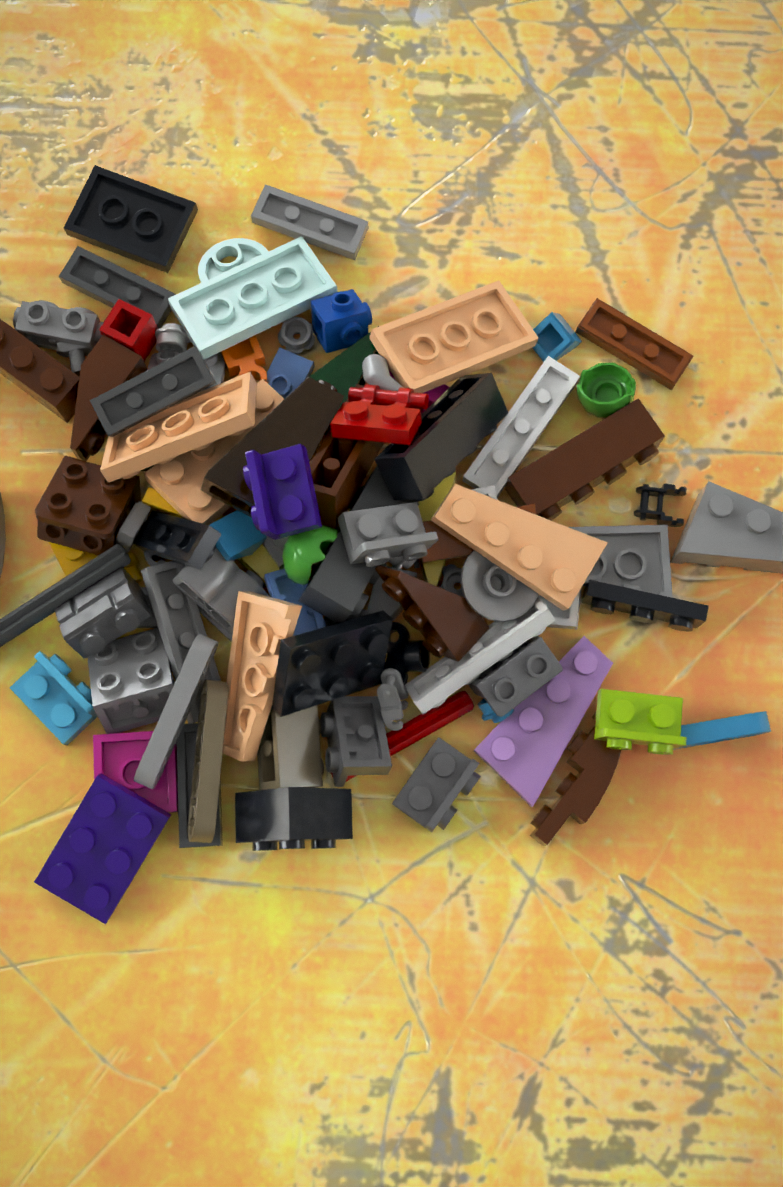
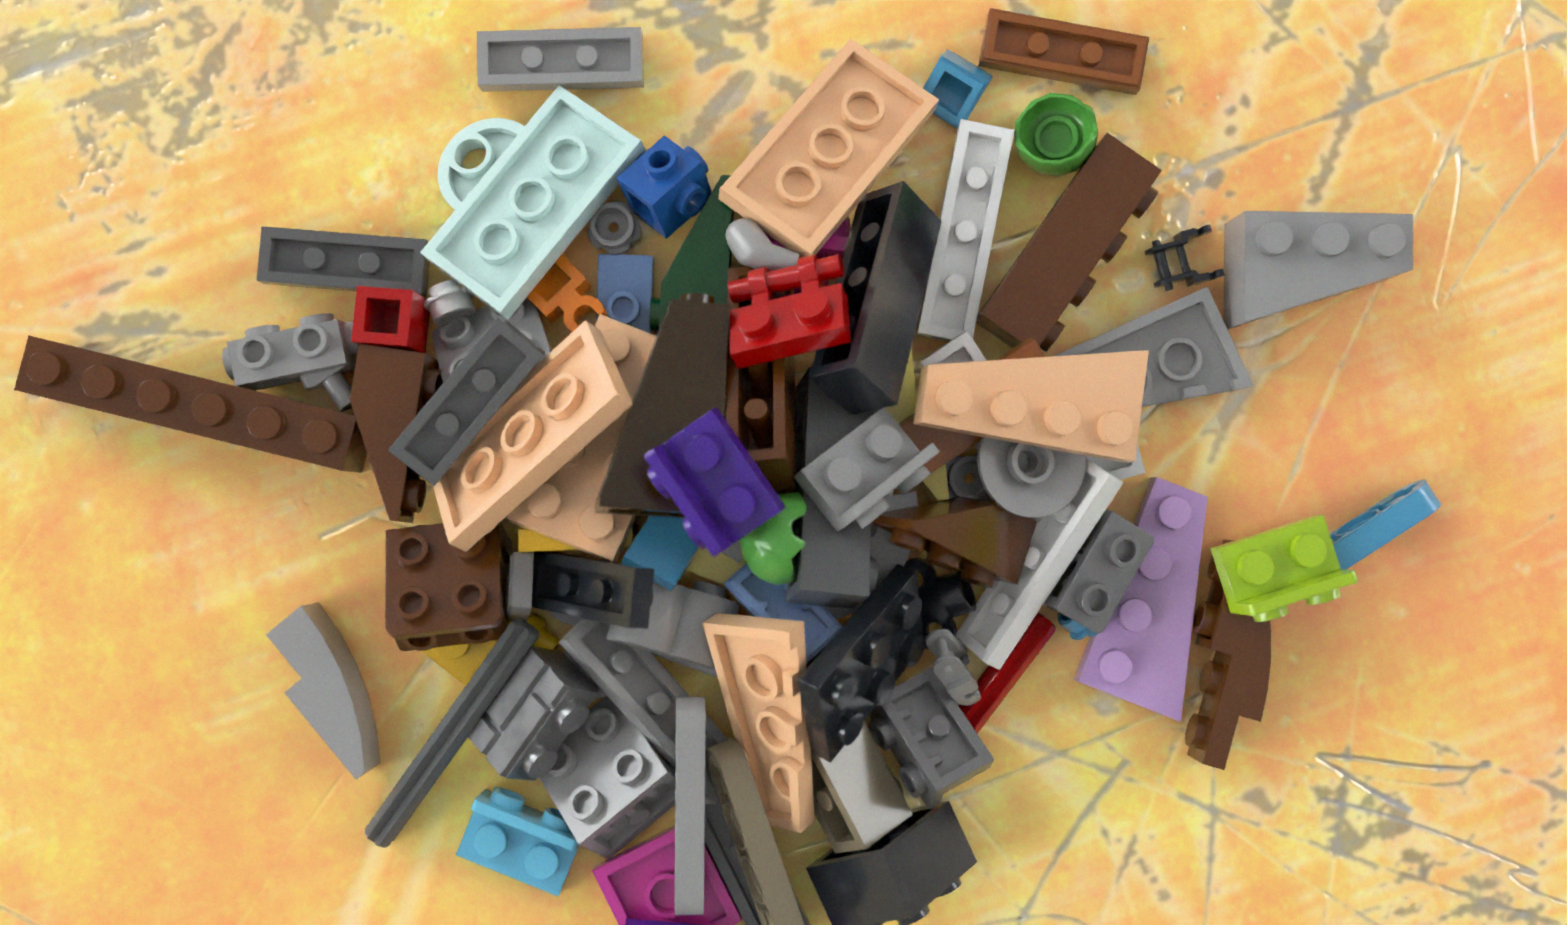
camera: 30 degrees left, 10 degrees up
(131, 218) = (315, 155): black plate -> none
(436, 785) = (1052, 746): flat silver bracket -> none
(644, 606) = (1222, 407): black plate -> none

